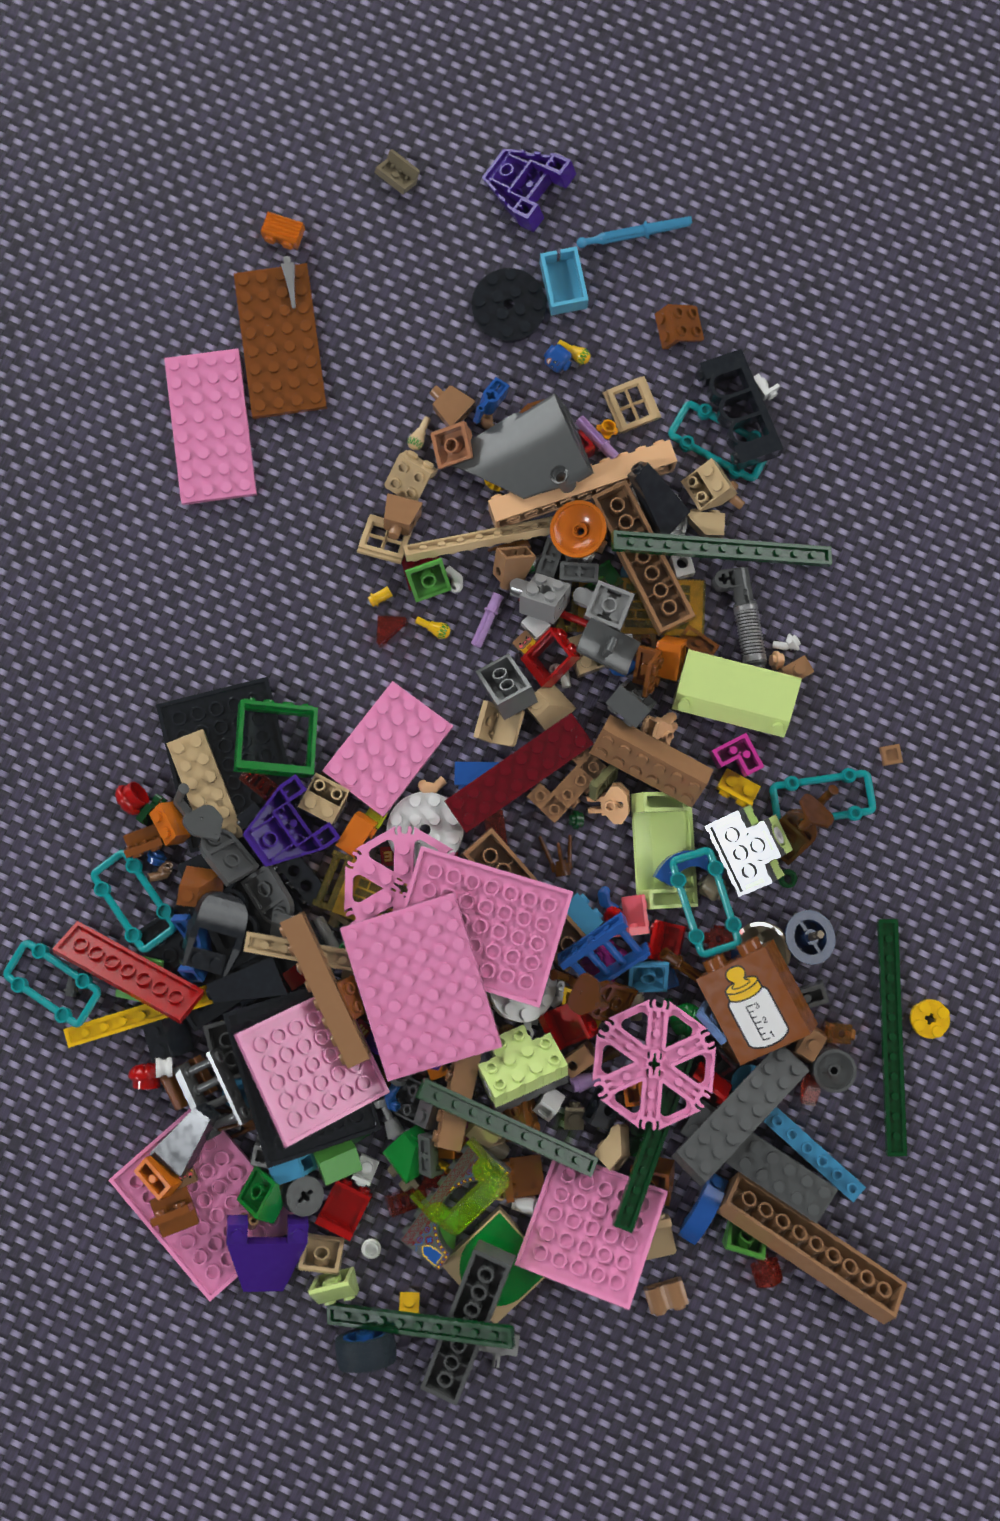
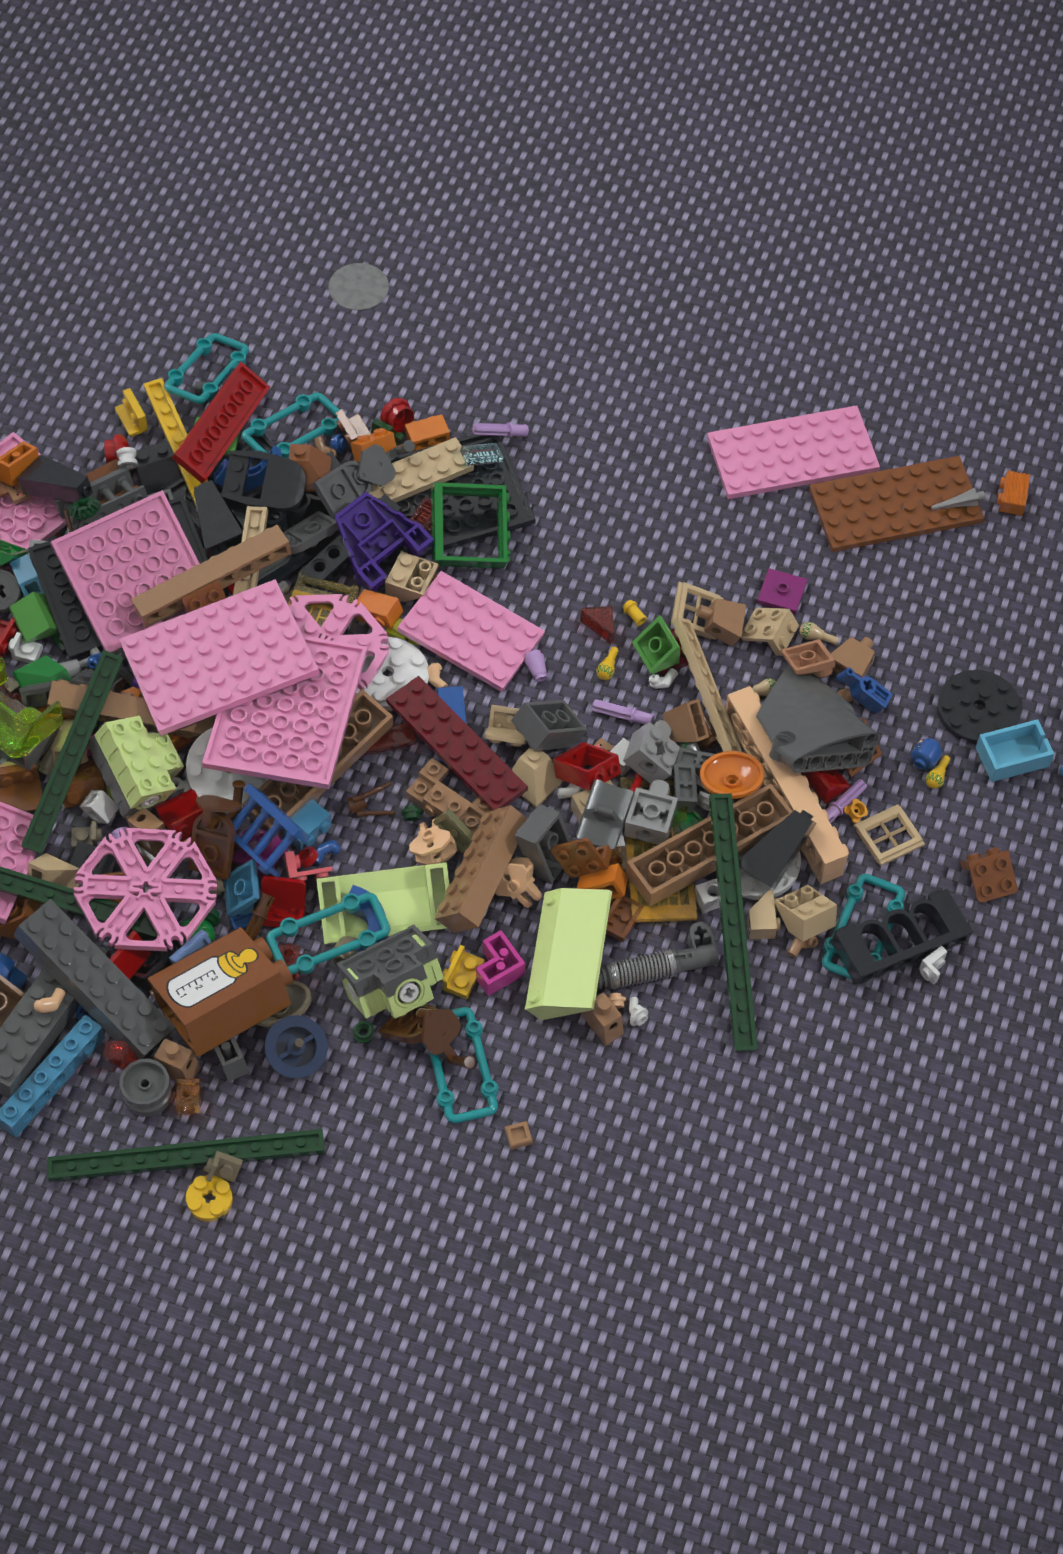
camera: 80 degrees right, 25 degrees down
(100, 1061) = (131, 414): none -> yellow bracket
(153, 770) = (427, 432): none -> orange brick
(160, 699) = (500, 429): none -> lavender axle
(190, 719) = (481, 454): none -> clear light blue tile
(238, 1114) = (84, 508): none -> dark green gear
(368, 459) = (782, 590): none -> magenta plate
(429, 692) = (536, 664): none -> lavender cone
(473, 489) = (764, 687): none -> tan piece
(762, 1152) = (51, 1003): none -> light nougat arm
(907, 1007) = (223, 1166): none -> dark tan bracket

